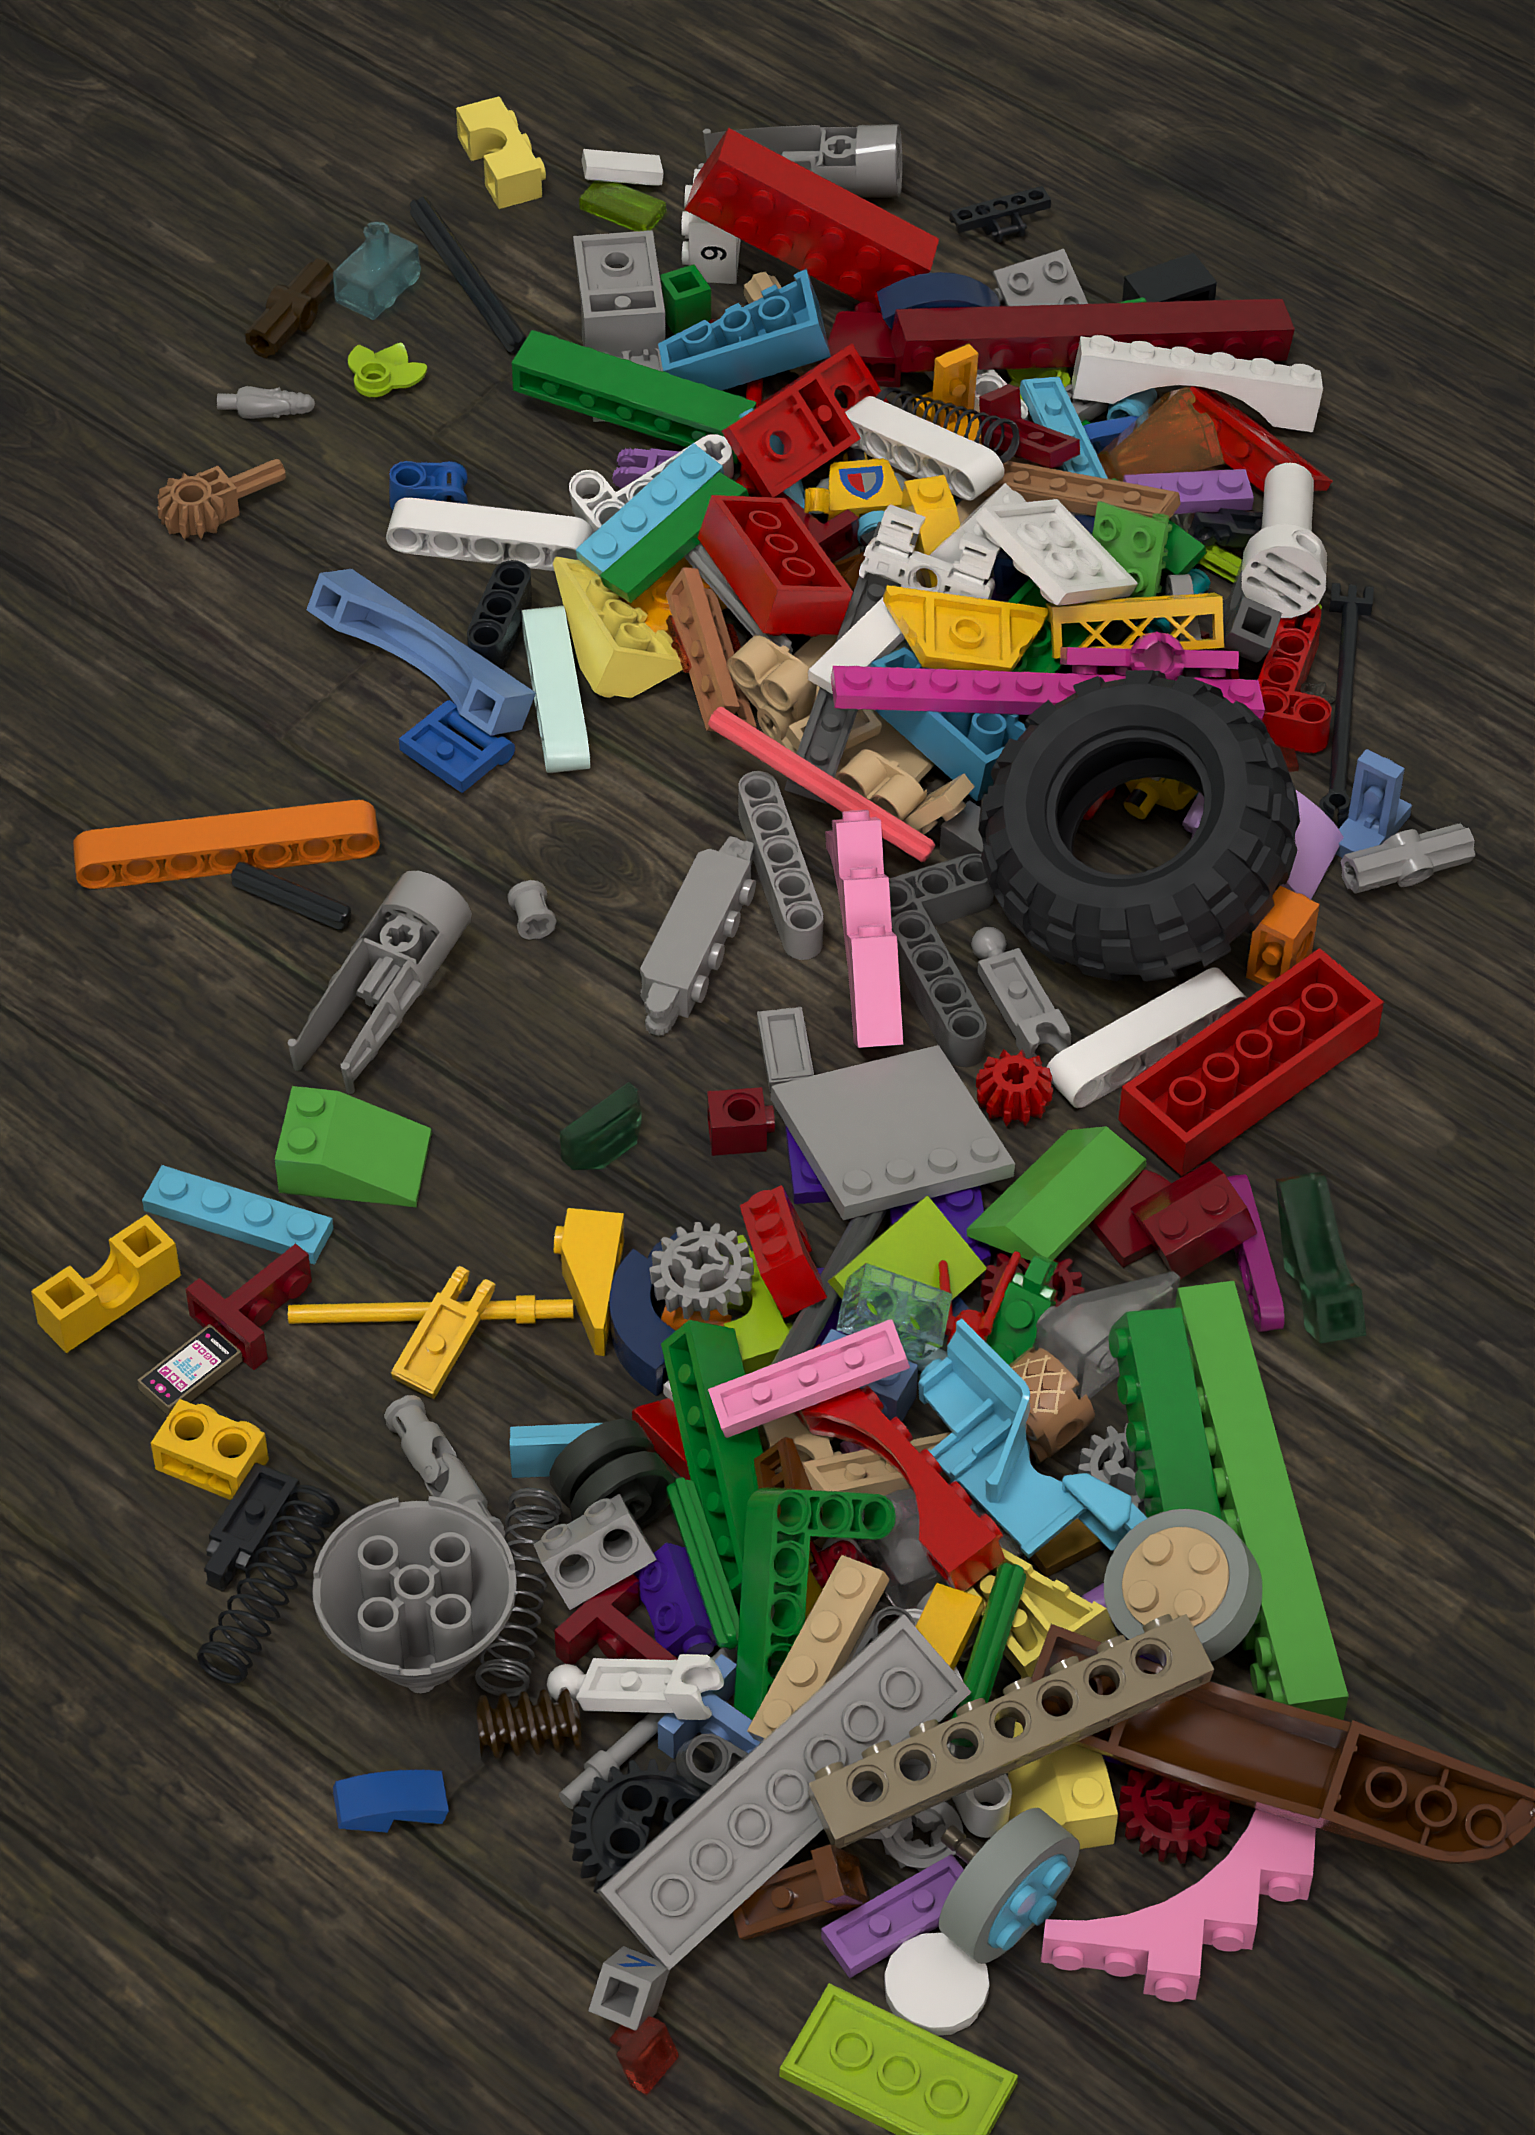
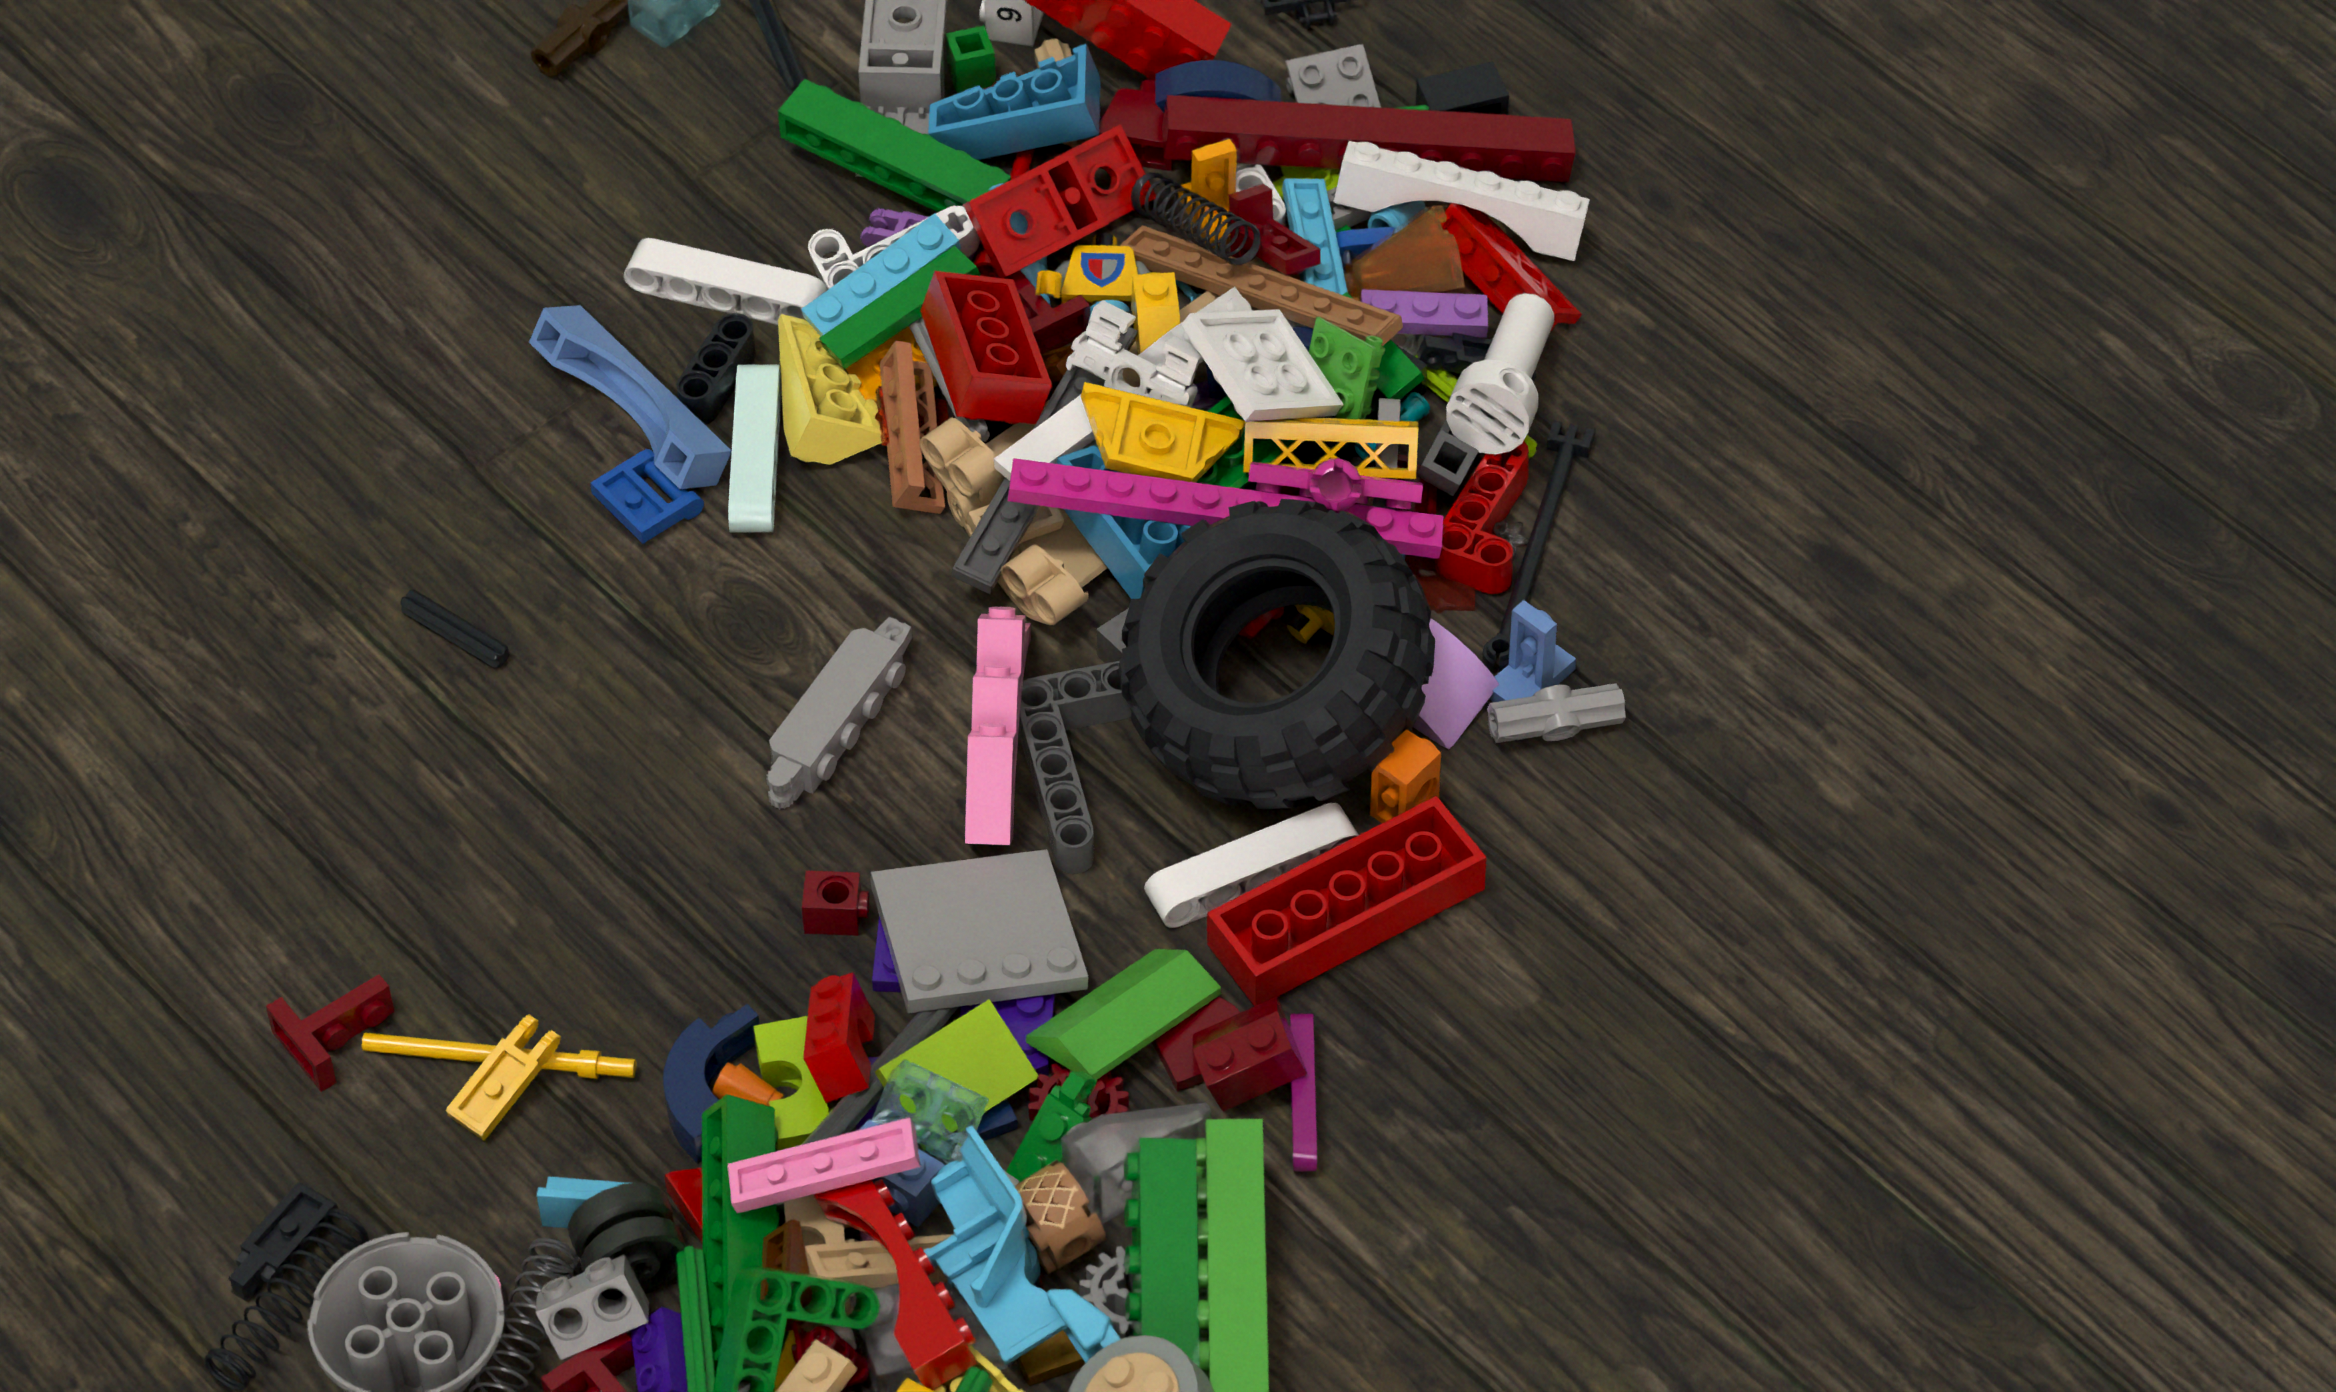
camera: 10 degrees right, 0 degrees up
(138, 1266) = (226, 981): yellow arch -> none
(190, 1369) = (259, 1085): tile -> none
(205, 1459) = (254, 1171): yellow brick -> none
(210, 497) = (461, 218): medium nougat gear -> none
(220, 842) = (393, 568): orange beam -> none
(236, 1213) = (336, 937): medium azure plate -> none
(261, 403) = (535, 124): light grey piece -> none
(349, 1150) = (454, 887): bright green slope -> none
(384, 370) = (661, 102): lime plate -> none
(416, 933) = (526, 715): light grey piece -> none
(427, 482) = (677, 223): blue piece -> none
(434, 1456) = (470, 1205): light grey piece -> none
(531, 908) = (682, 671): light grey bush -> none
(590, 1256) = (660, 1013): yellow slope -> none
(603, 1131) = (702, 897): clear green slope -> none
(701, 1271) = (755, 1047): light grey gear -> none
(780, 865) = (933, 651): light grey beam -> none
(784, 1045) = (898, 832): light grey tile -> none
(818, 781) = (983, 575): coral axle -> none
(924, 448) = (1166, 240): white beam -> none
(943, 803) = (1100, 607): tan plate -> none
(979, 1322) = (1006, 1133): red plant -> none
(1014, 1087) = (1110, 900): red gear -> none
(1019, 994) = (1137, 807): light grey plate -> none
(1316, 1259) = (1361, 1105): clear green arch -> none

